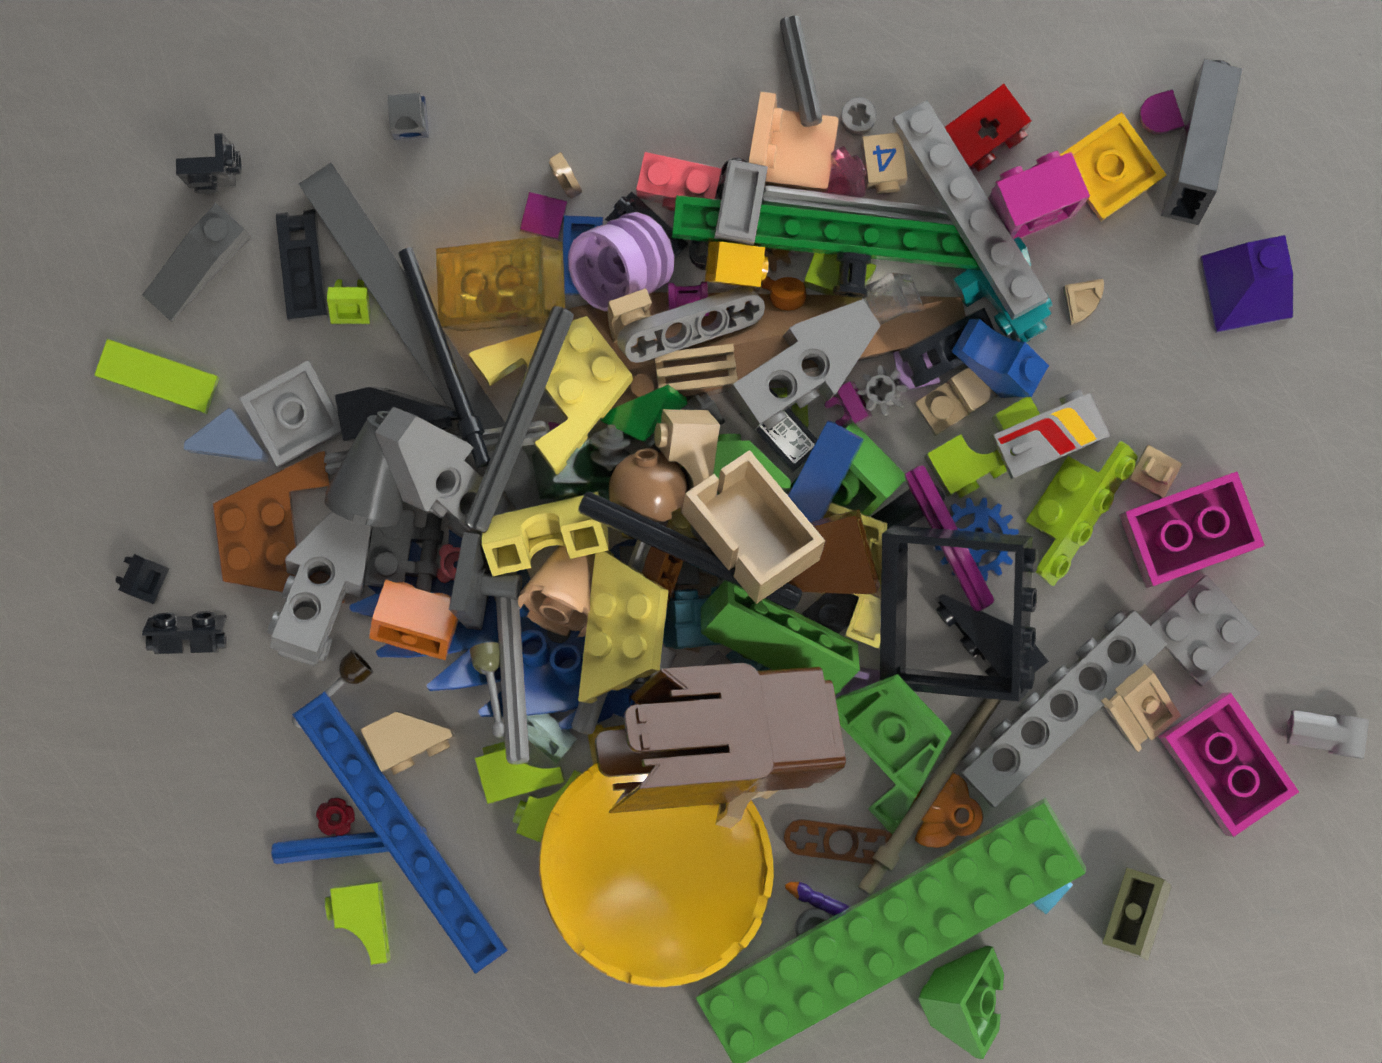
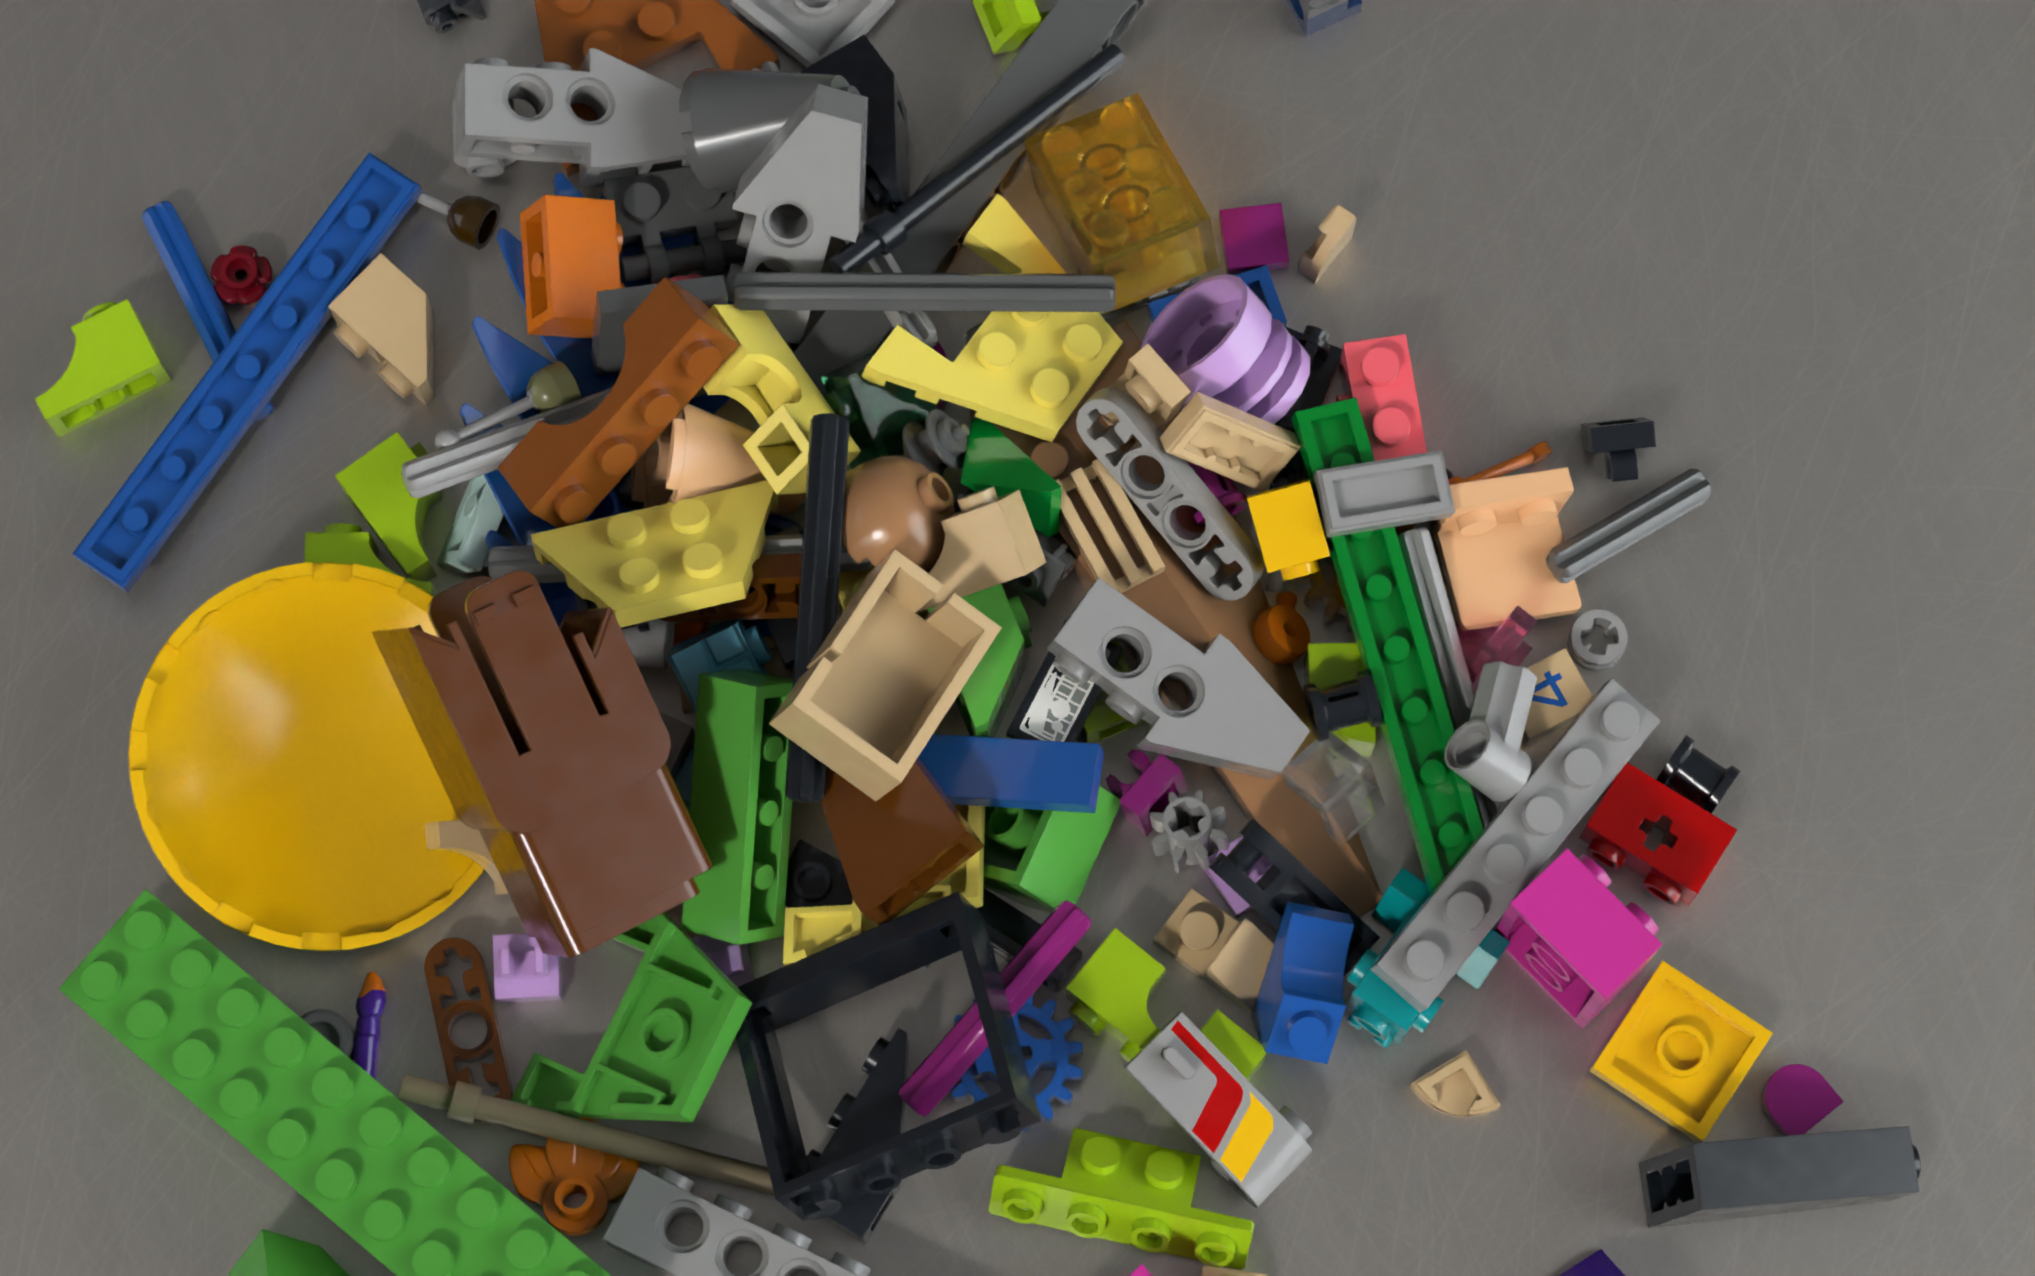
camera: 70 degrees right, 10 degrees down
(505, 579) = (669, 356): none -> dark orange arch
(676, 277) = (1230, 442): none -> tan plate
(744, 155) = (1533, 455): none -> orange hinge
(749, 57) = (1618, 442): none -> black tile
(817, 799) = (524, 971): none -> lavender tile
(911, 203) = (1489, 744): none -> light grey piece
(960, 93) = (1697, 775): none -> black bush

